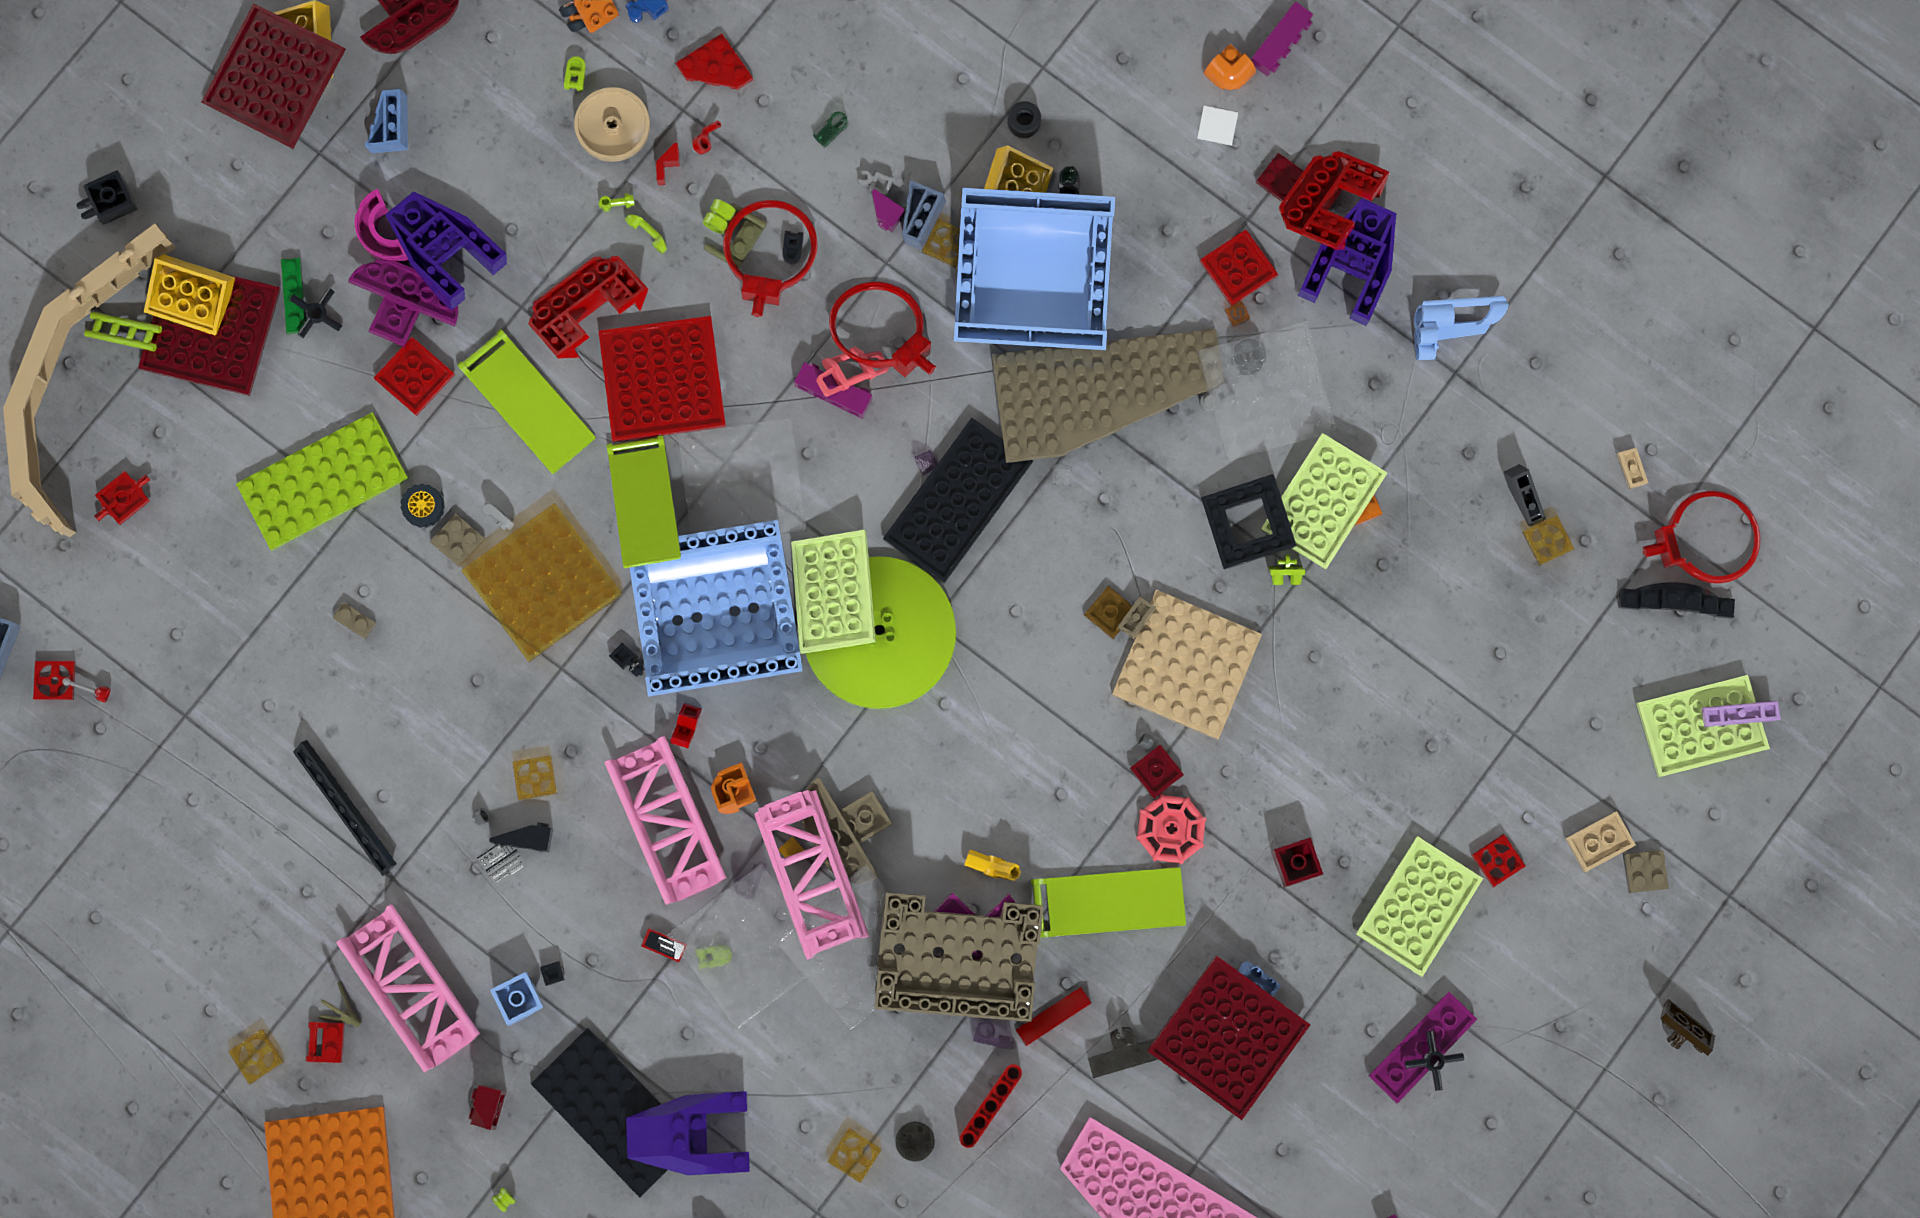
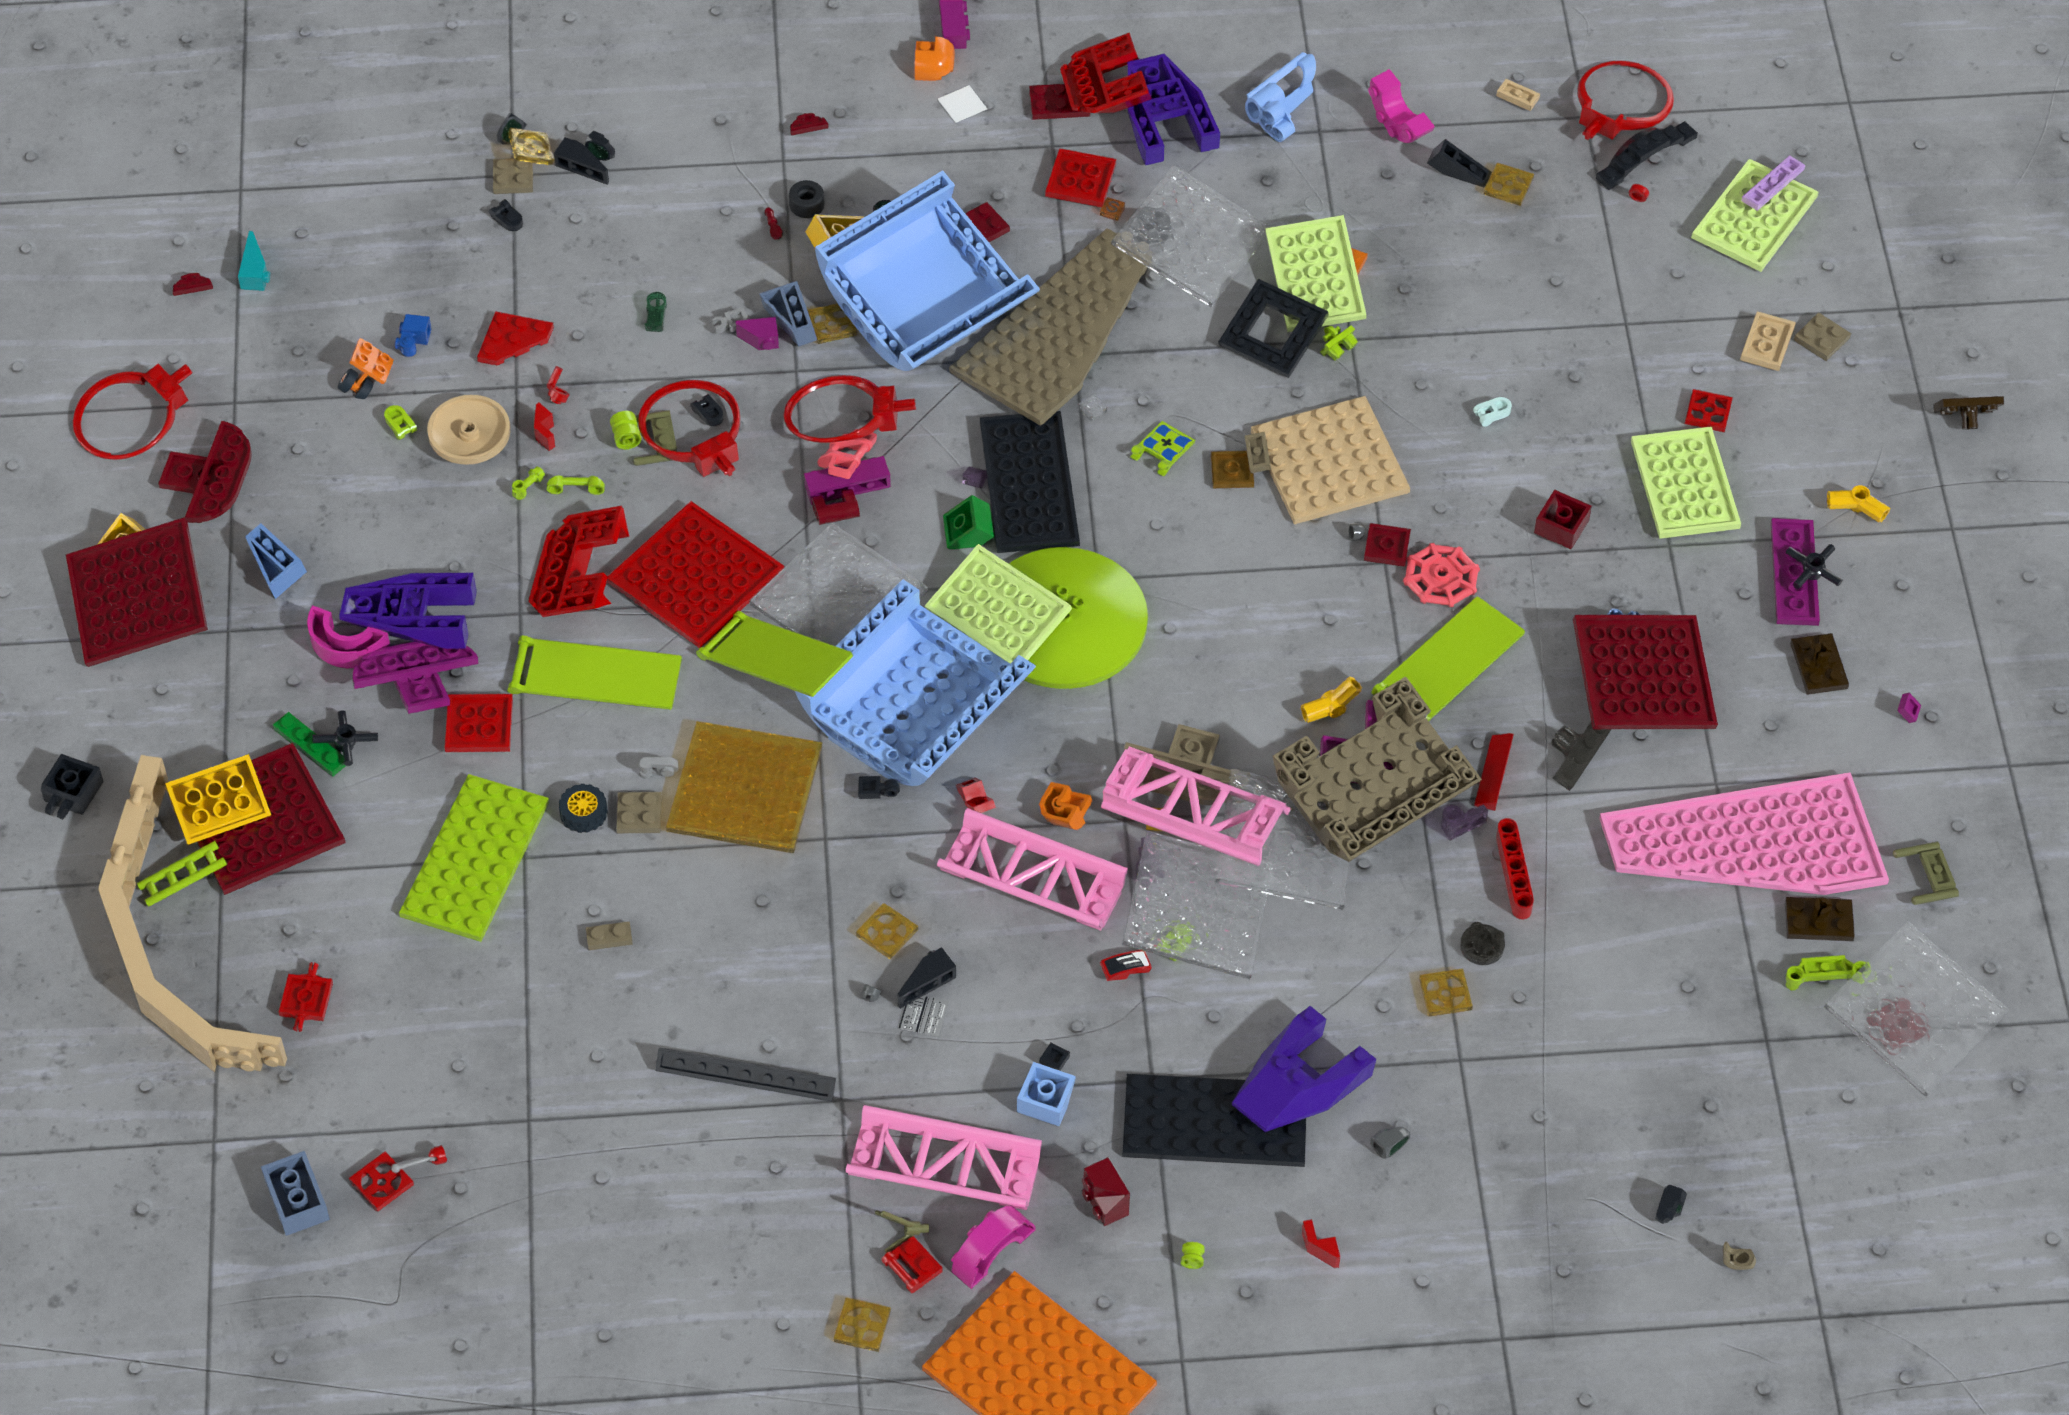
camera: 35 degrees left, 25 degrees down
(385, 1076) = (987, 1241): none -> dark pink brick
(799, 413) = (837, 511): none -> dark red connector
(882, 500) = (968, 524): none -> green slope
(979, 128) = (775, 230): none -> dark red piece
(1083, 550) = (1165, 444): none -> lime flag
(1087, 50) = (808, 123): none -> dark red plate
(1130, 248) = (988, 221): none -> dark red plate
(1348, 728) = (1499, 408): none -> light aqua plate
(1365, 1134) = (1819, 663): none -> dark brown plate
(1519, 1022) = (1858, 501): none -> yellow piece
(1521, 411) = (1394, 112): none -> dark pink brick
(1634, 633) = (1638, 193): none -> red tile

